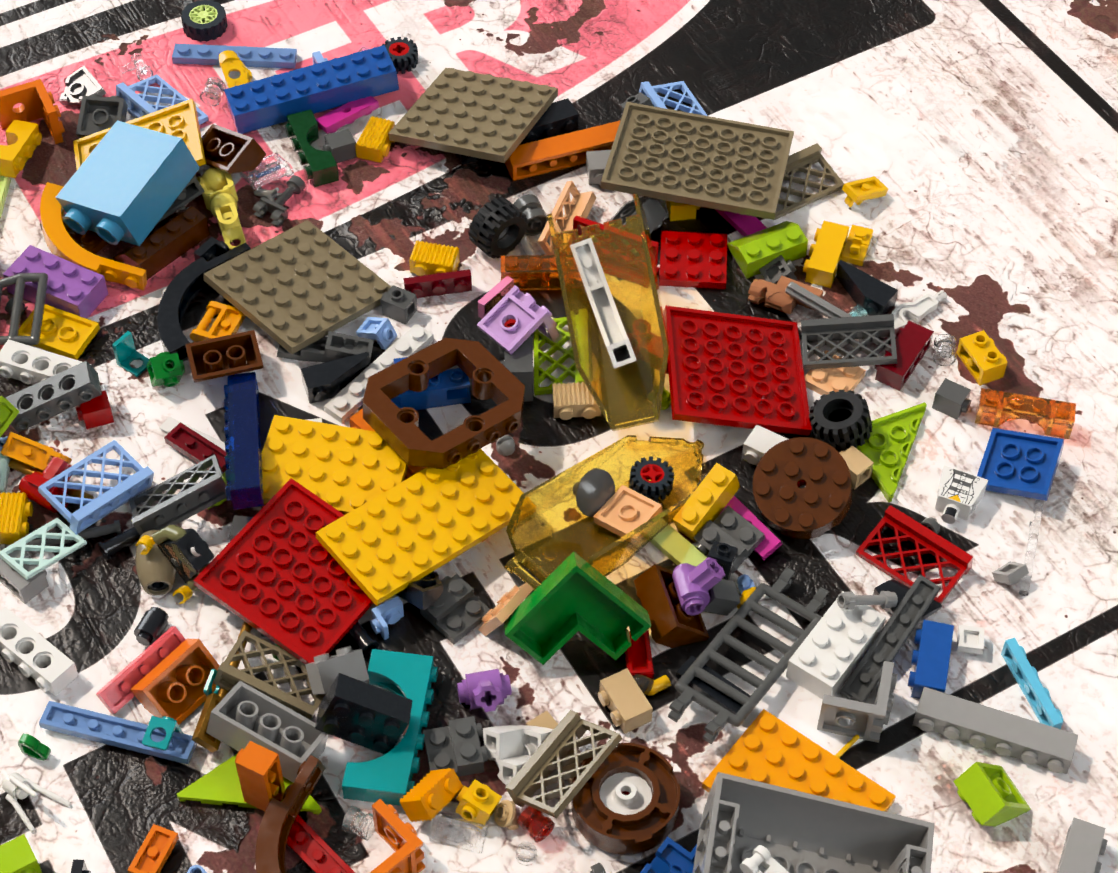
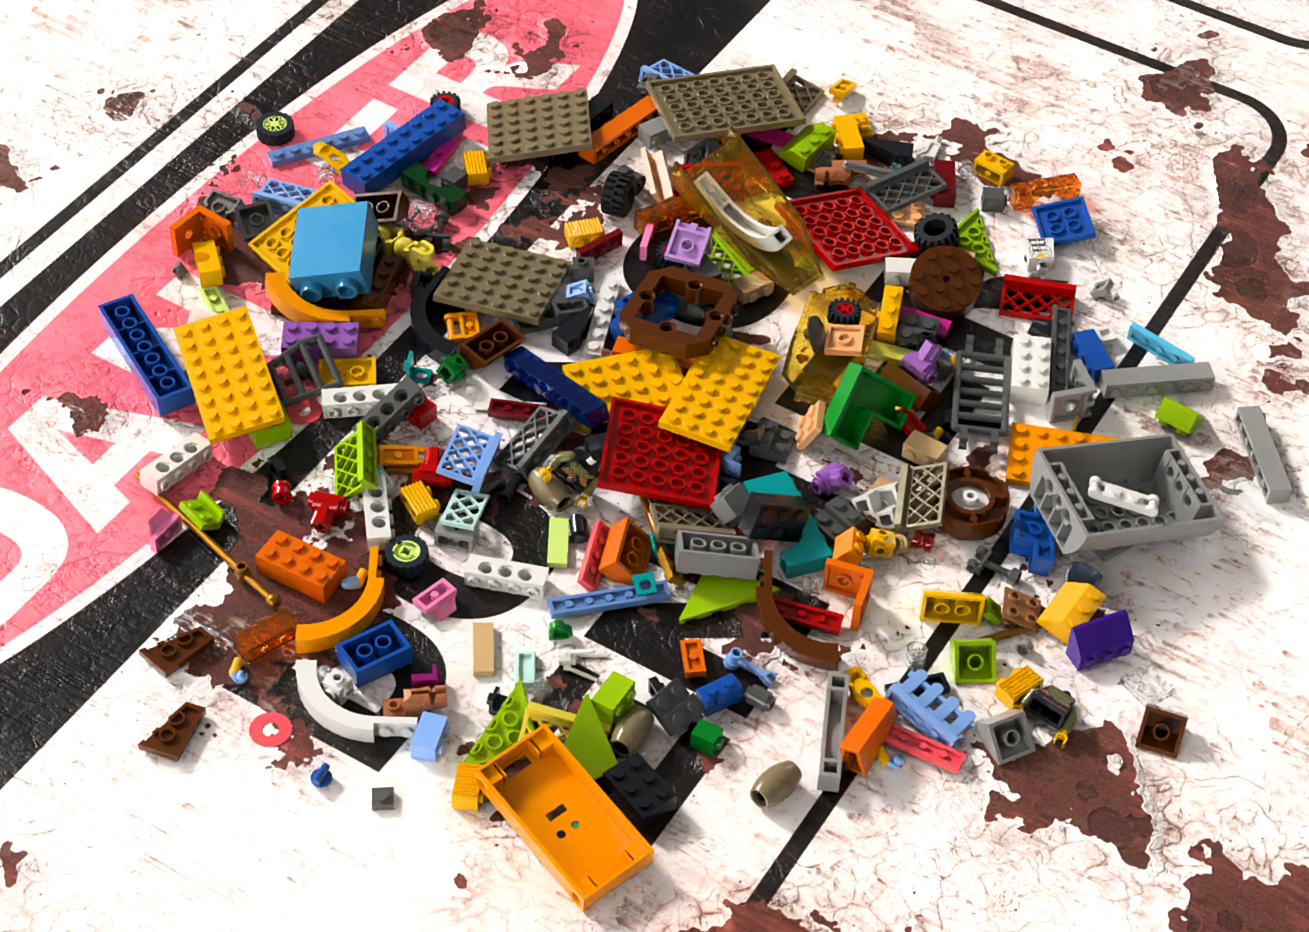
camera: 30 degrees left, 5 degrees down
(118, 635) = (558, 543): none -> yellowish green tile
(259, 775) = (740, 577): orange brick -> none
(885, 600) = (1026, 334): light grey bar -> none

